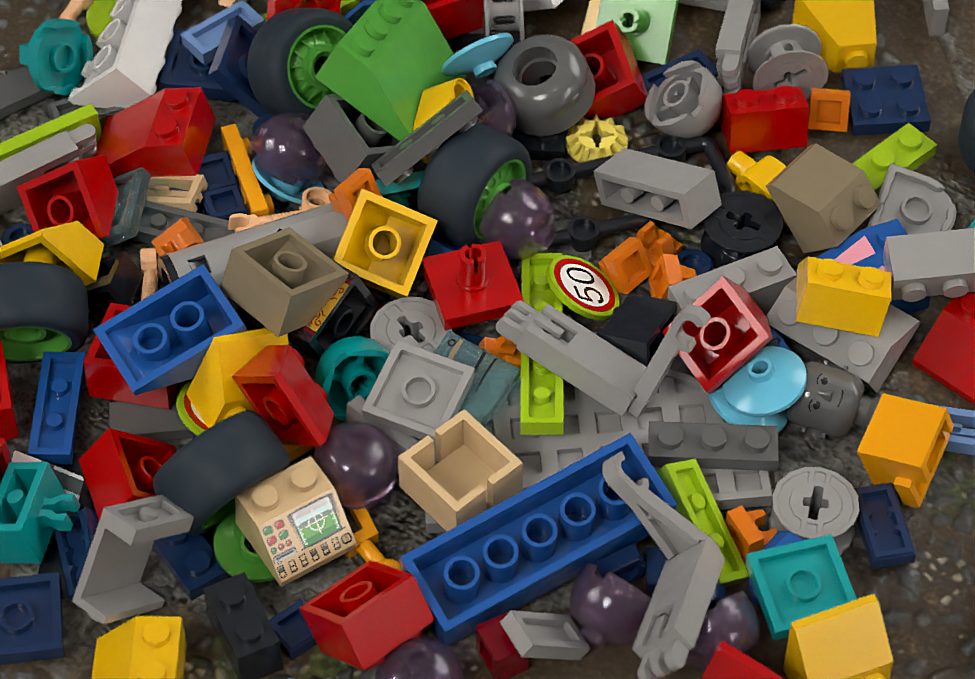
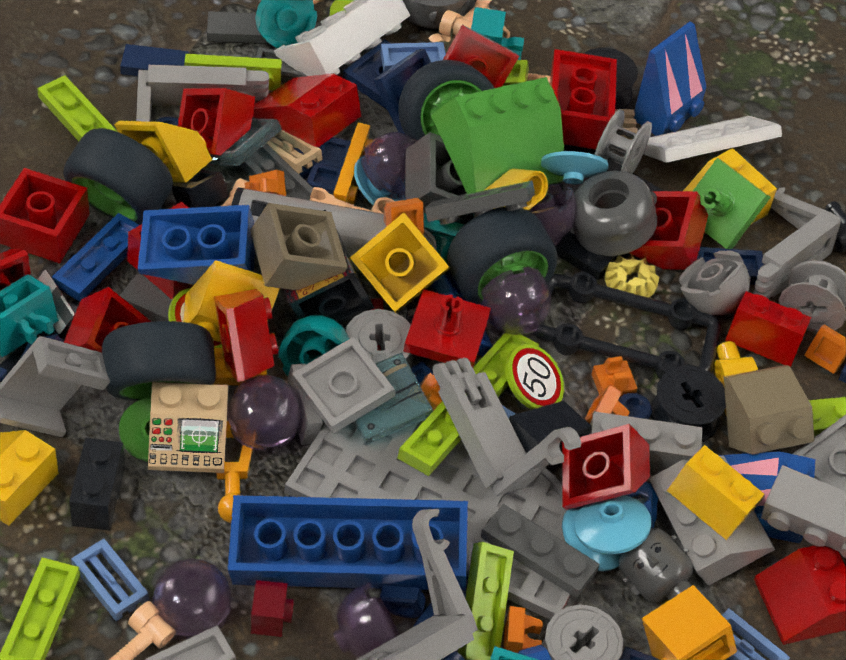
camera: 25 degrees right, 0 degrees up
(190, 562) = (103, 415): dark blue plate -> none
(293, 631) = (138, 507): dark blue tile -> none
(367, 614) = (185, 525): red brick -> none
(470, 472) = (331, 469): tan piece -> none
(545, 635) = (302, 617): light grey tile -> none
(627, 265) = (582, 380): orange tile -> none
(657, 188) = (644, 335): light grey brick -> none

